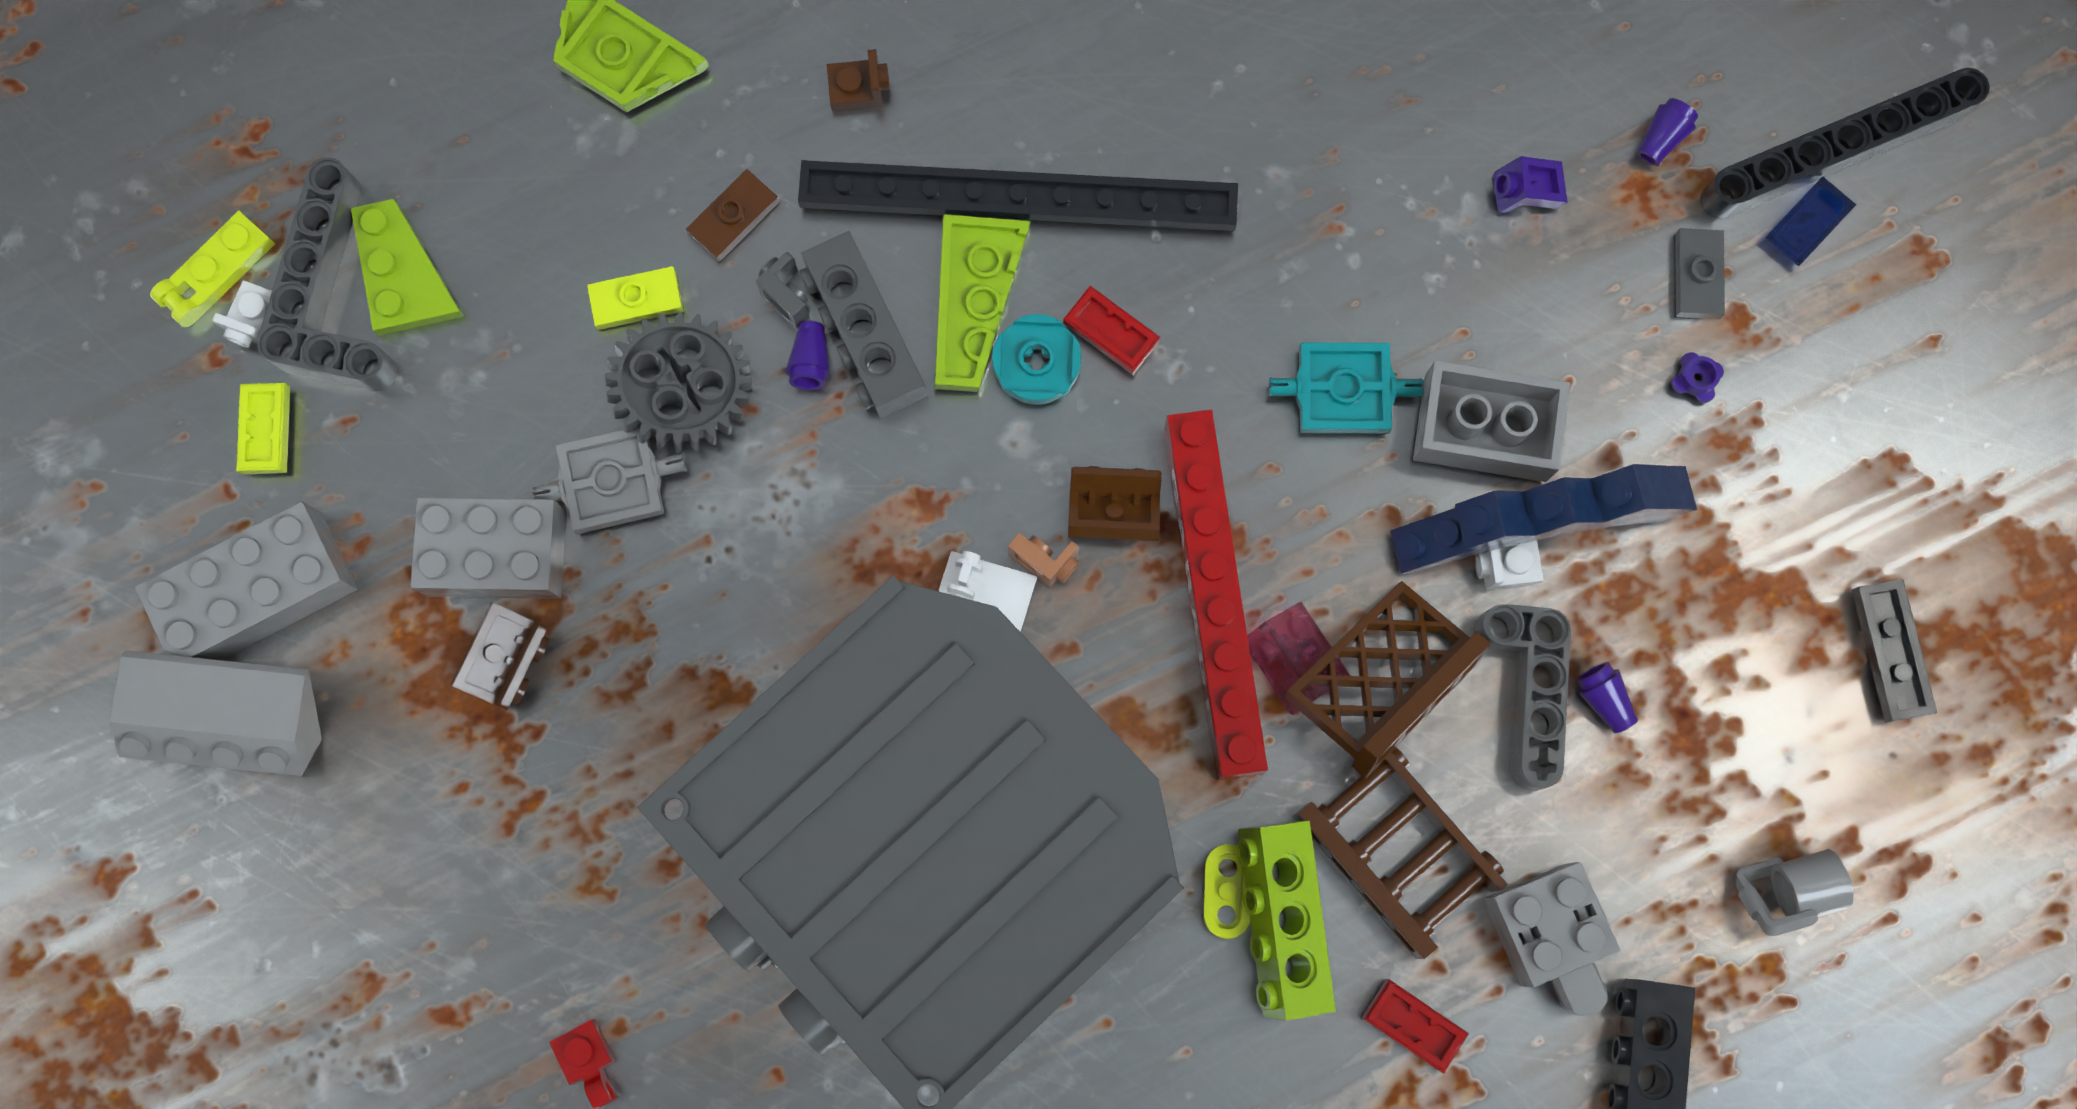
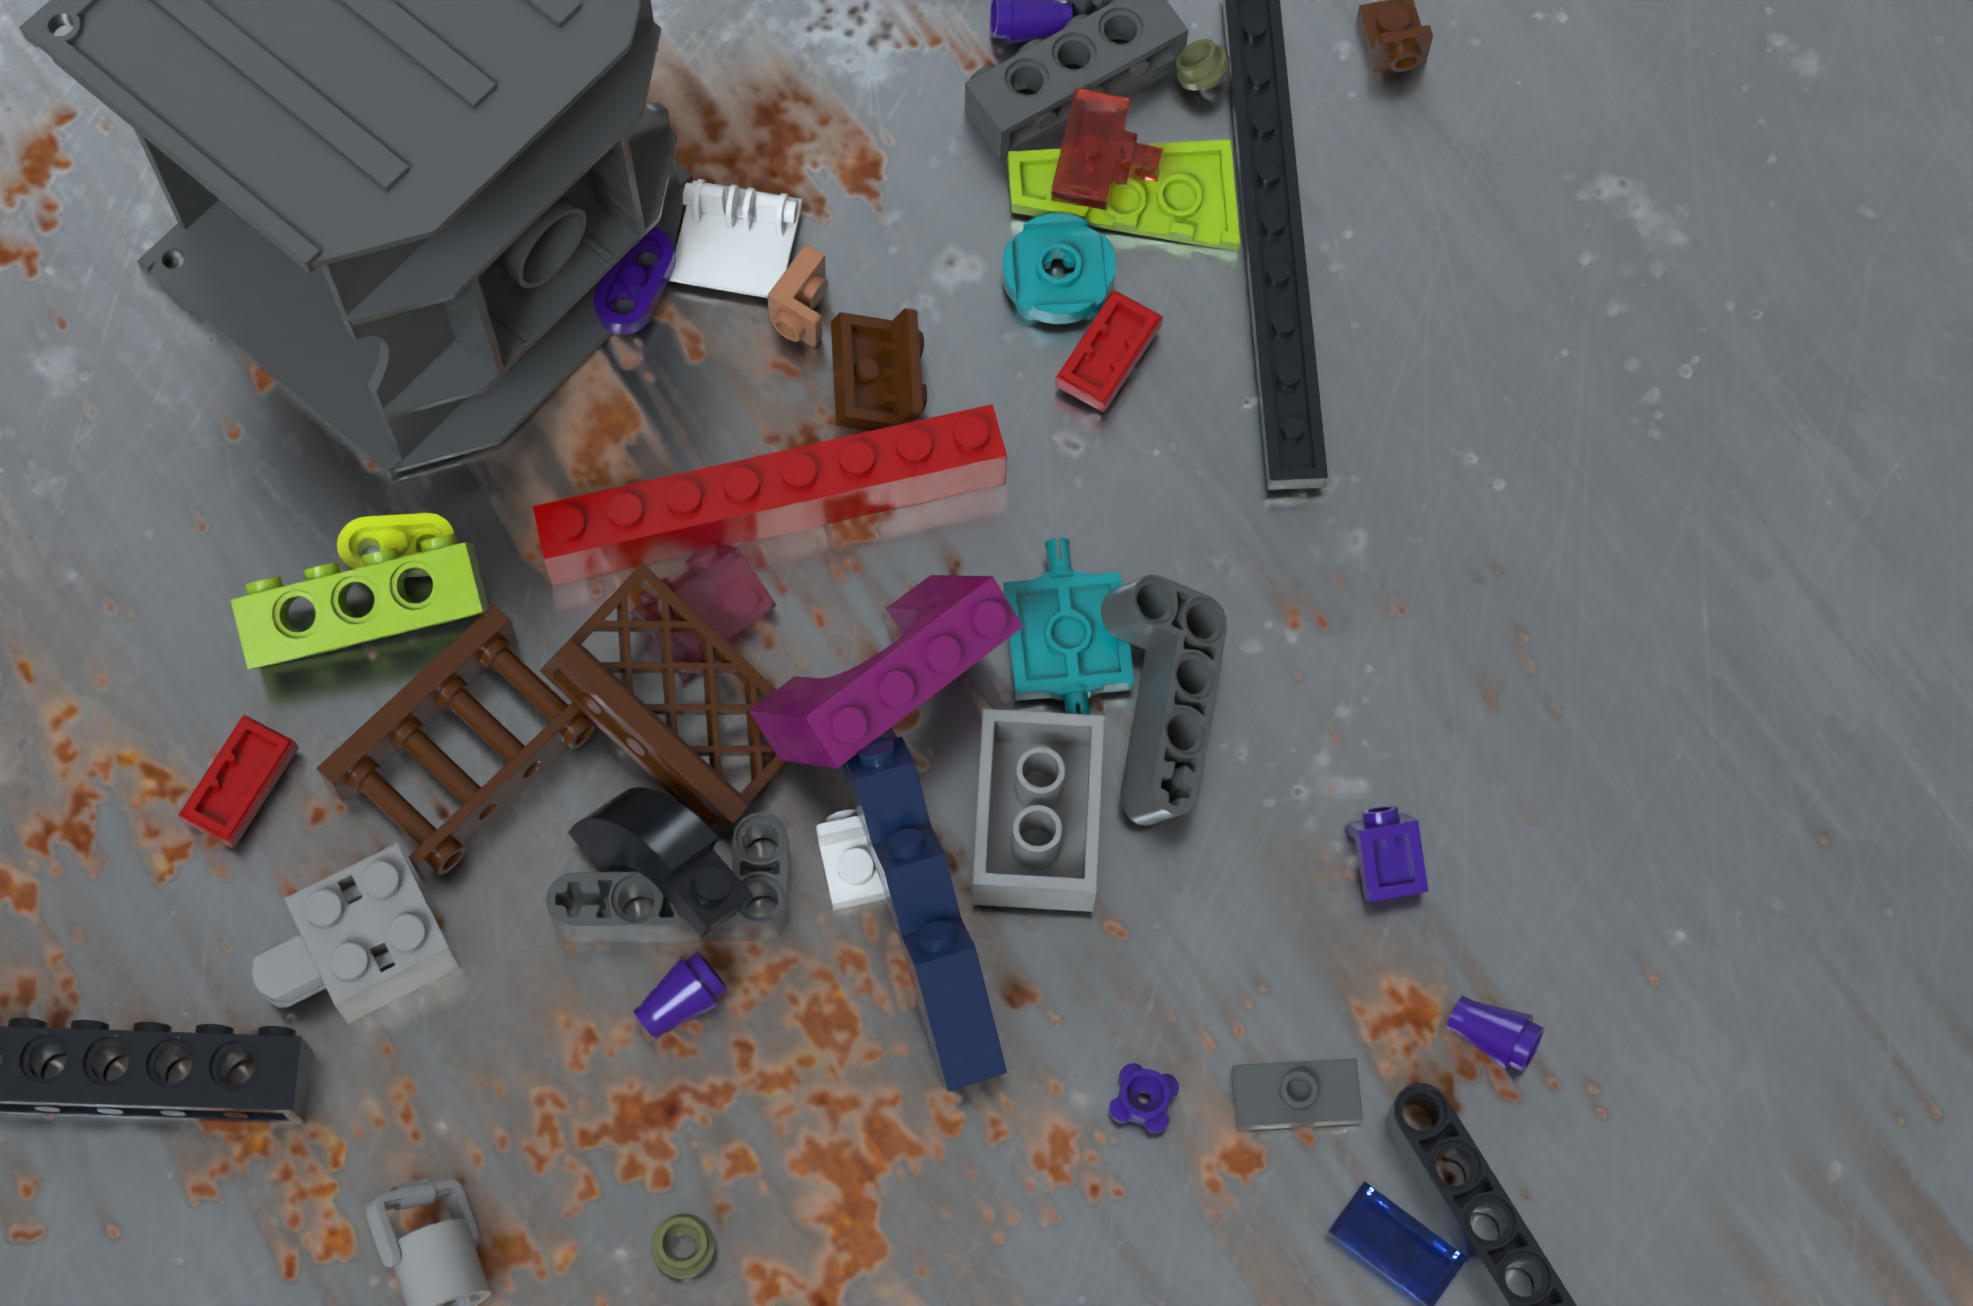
camera: 80 degrees right, 10 degrees down
(861, 231) = (1202, 65): none -> olive plate
(950, 311) = (1100, 151): none -> clear red hinge
(1408, 316) = (1182, 644): none -> dark grey beam
(1438, 538) = (944, 632): none -> magenta arch
(1509, 696) = (669, 848): none -> black arch
(1803, 708) = (683, 1226): none -> olive plate

